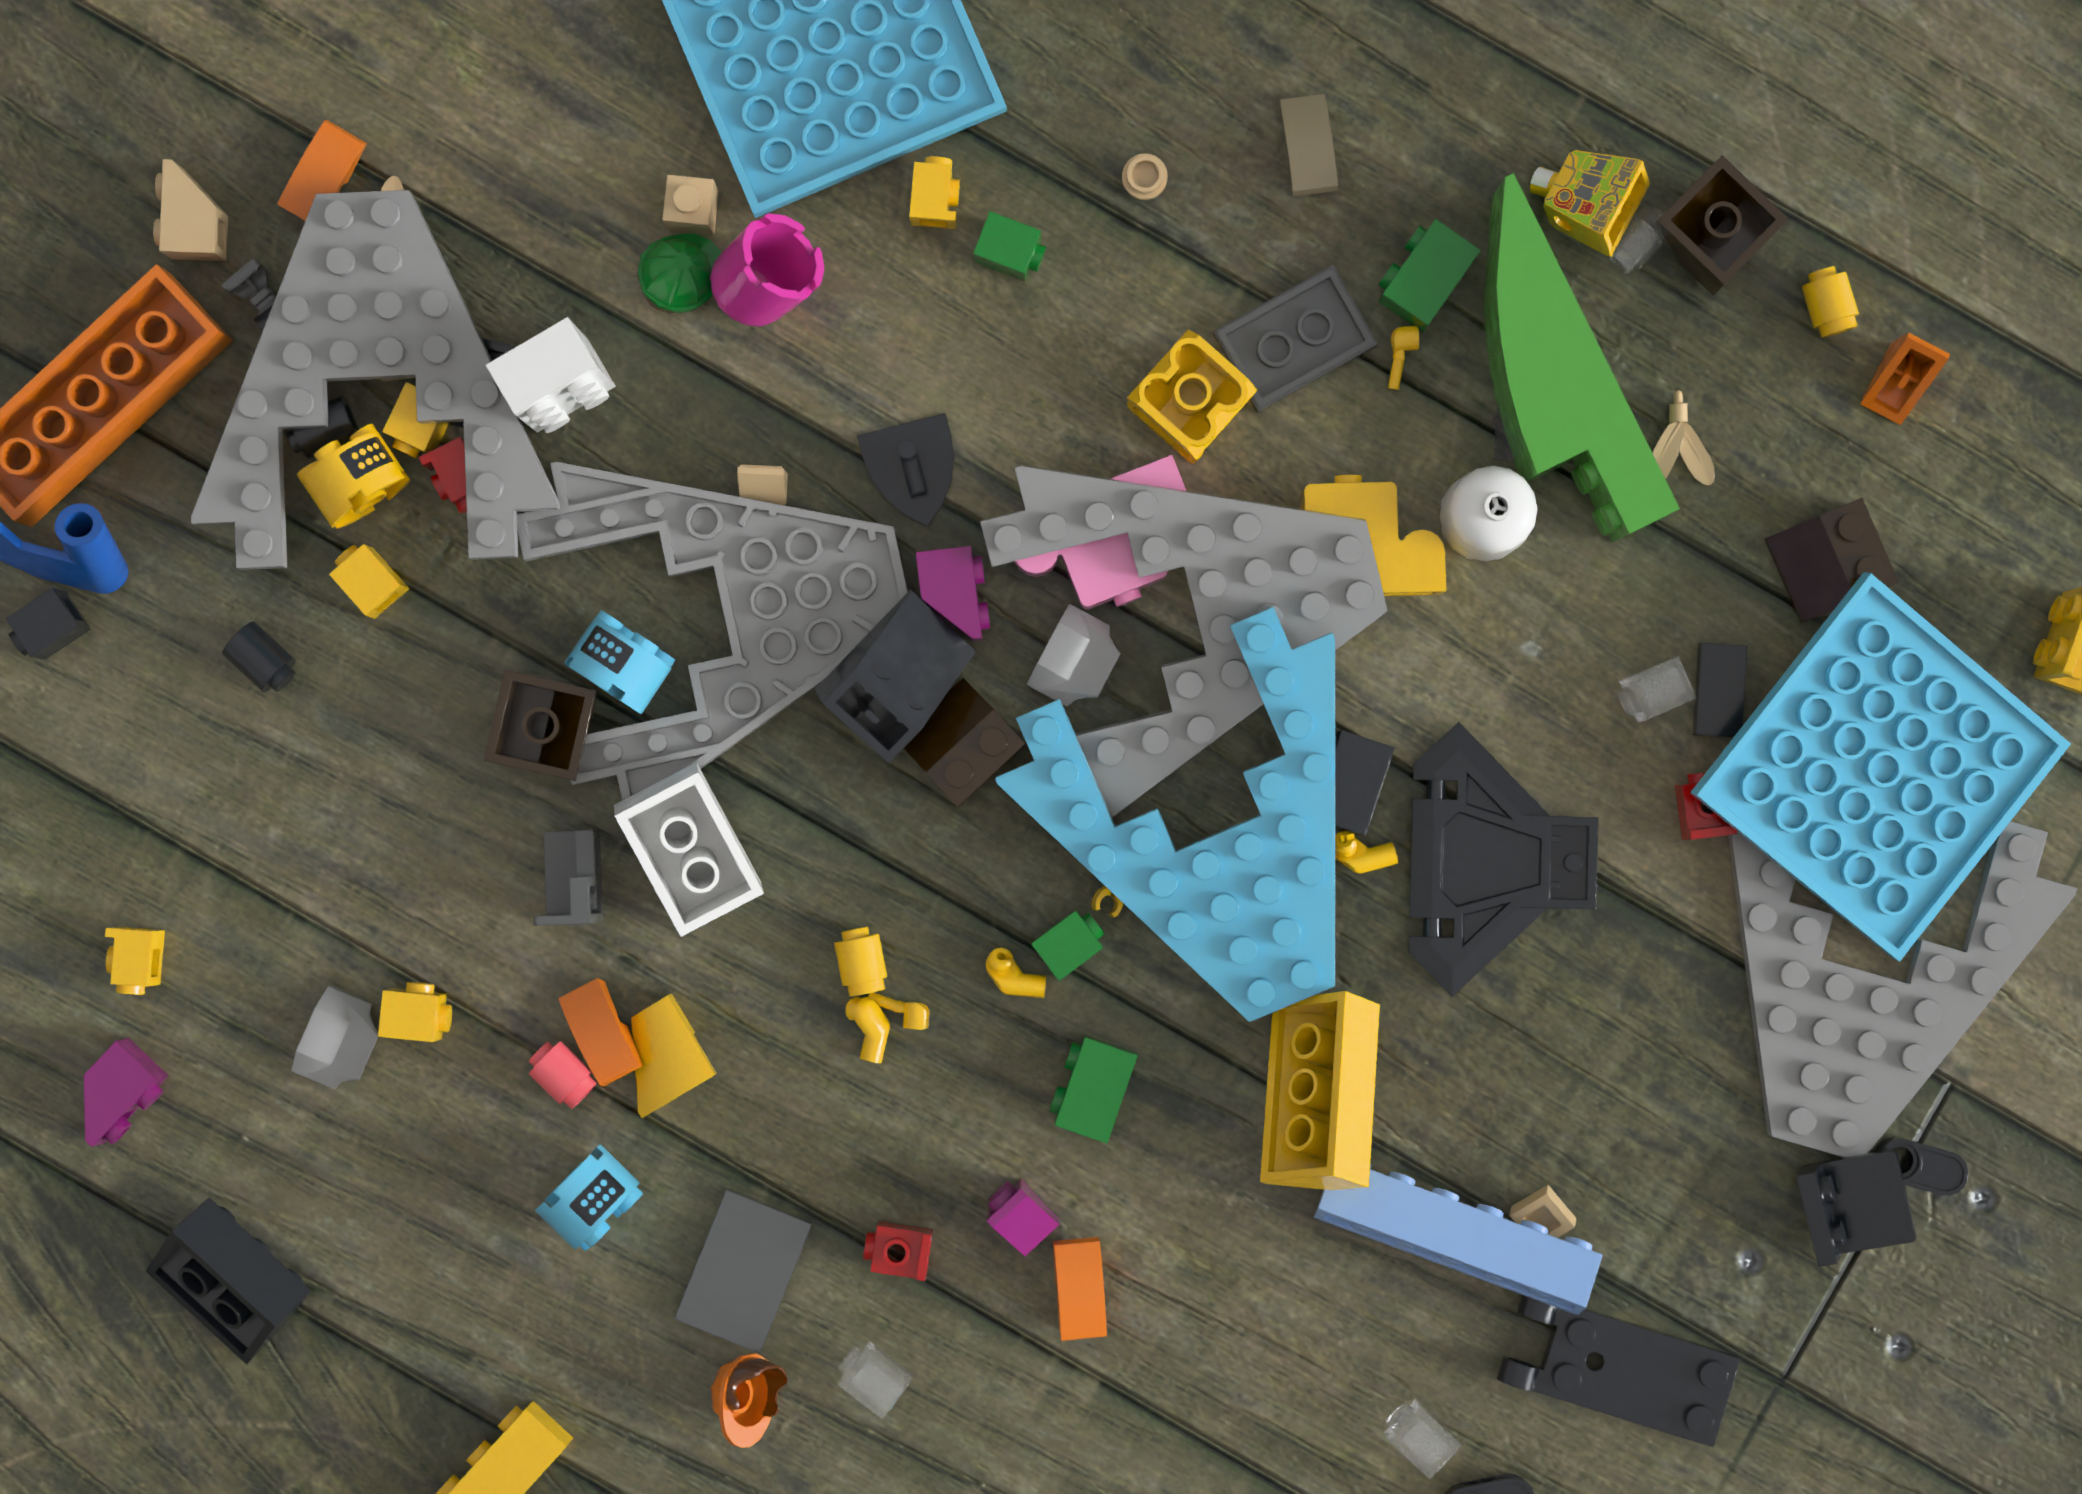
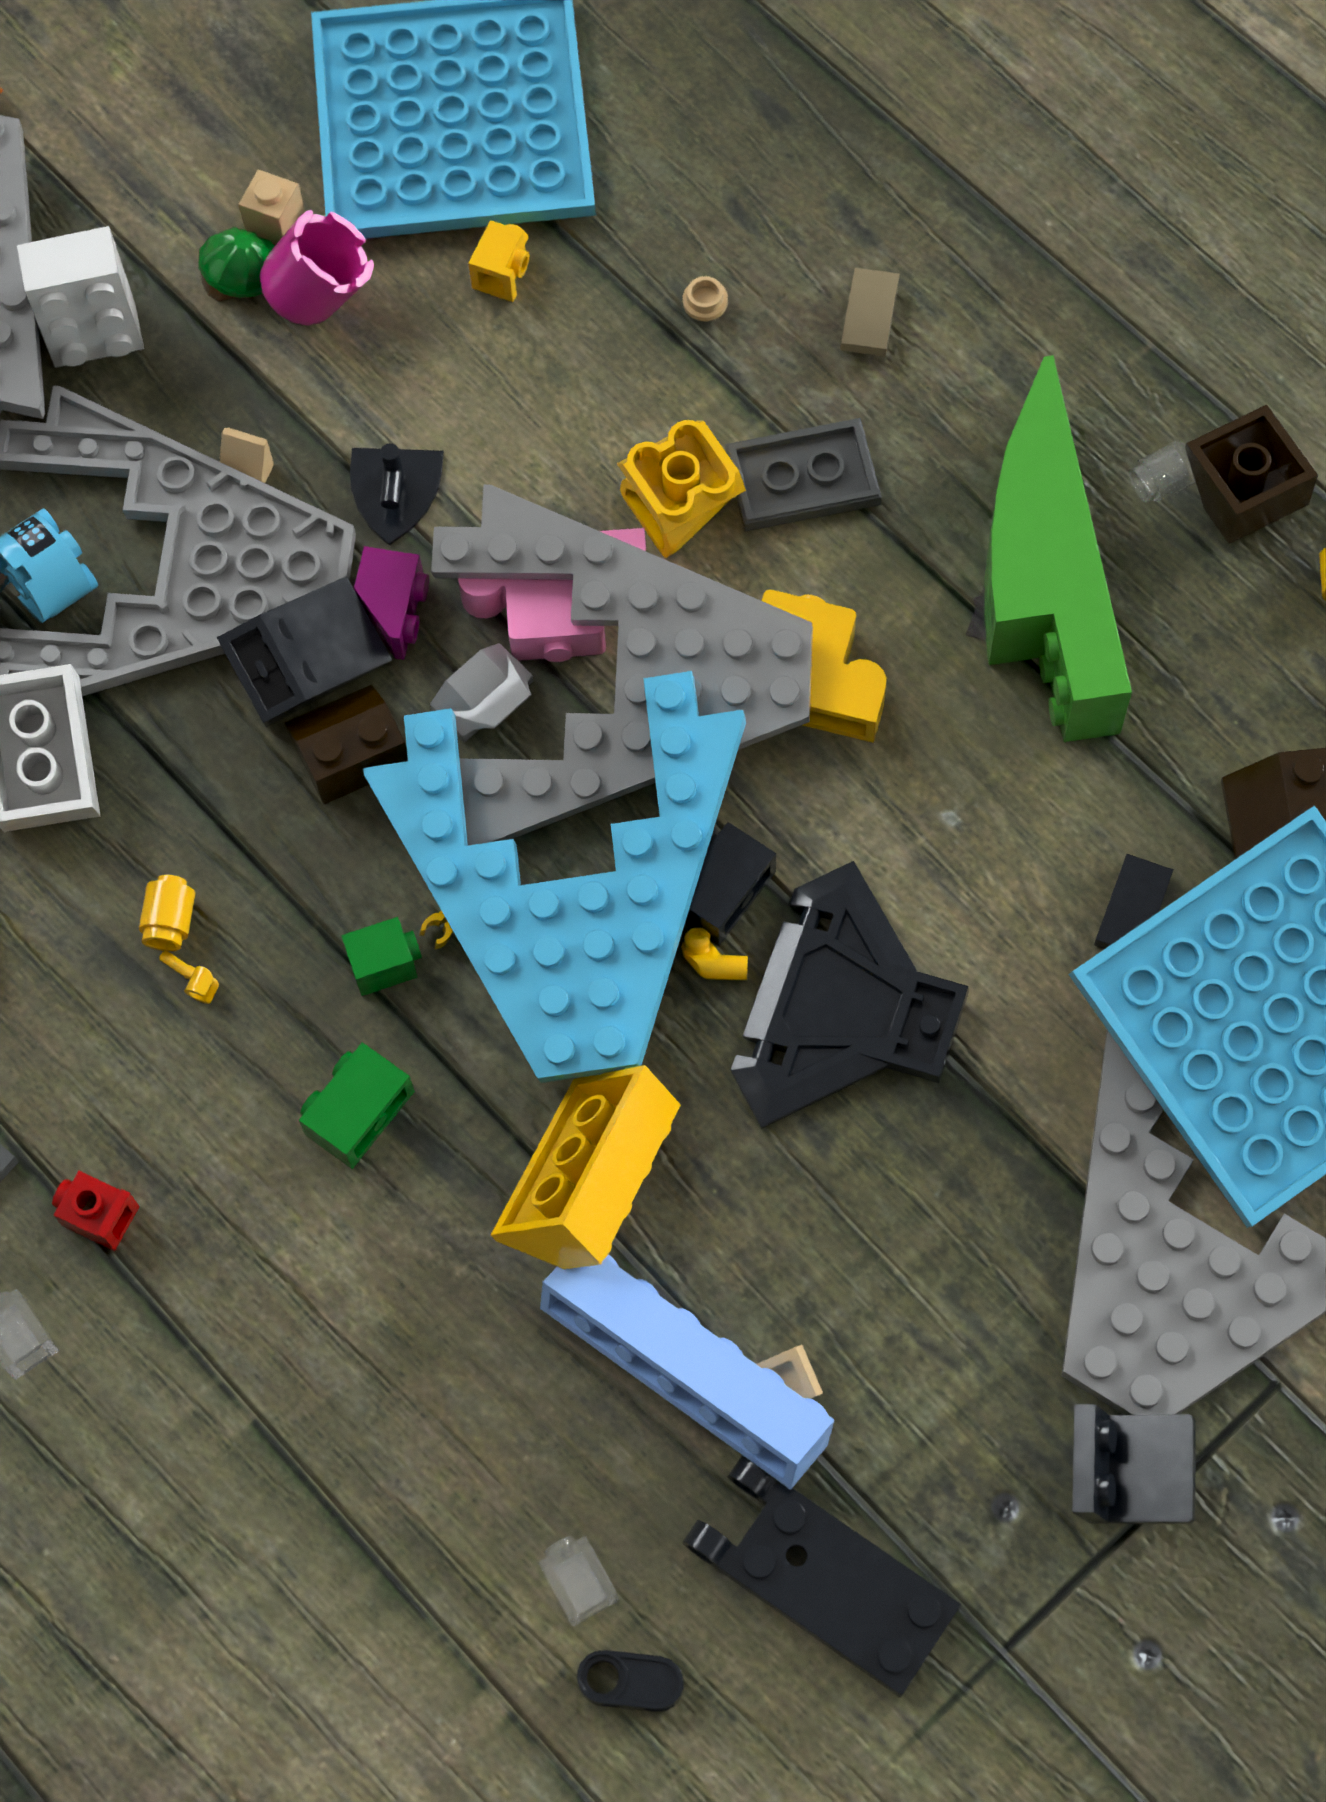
camera: 20 degrees right, 20 degrees down
(872, 1023) = (156, 979): yellow arm -> none
(1009, 247) = (554, 320): green brick -> none
(1010, 978) = (311, 974): yellow arm -> none
(1020, 1216) = (229, 1203): magenta slope -> none
(1079, 1288) = (265, 1305): orange slope -> none
(1402, 340) = (909, 500): yellow hand -> none
(1428, 275) = (949, 447): green brick -> none
(1473, 527) = (942, 667): white cylinder -> none
(1592, 196) = (1132, 416): torso -> none
(1656, 690) = (1066, 882): clear brick -> none
(1682, 440) = (1160, 663): tan piece -> none
(1692, 819) = (1077, 1026): red brick -> none
(1930, 1167) = (1233, 1461): black piece -> none

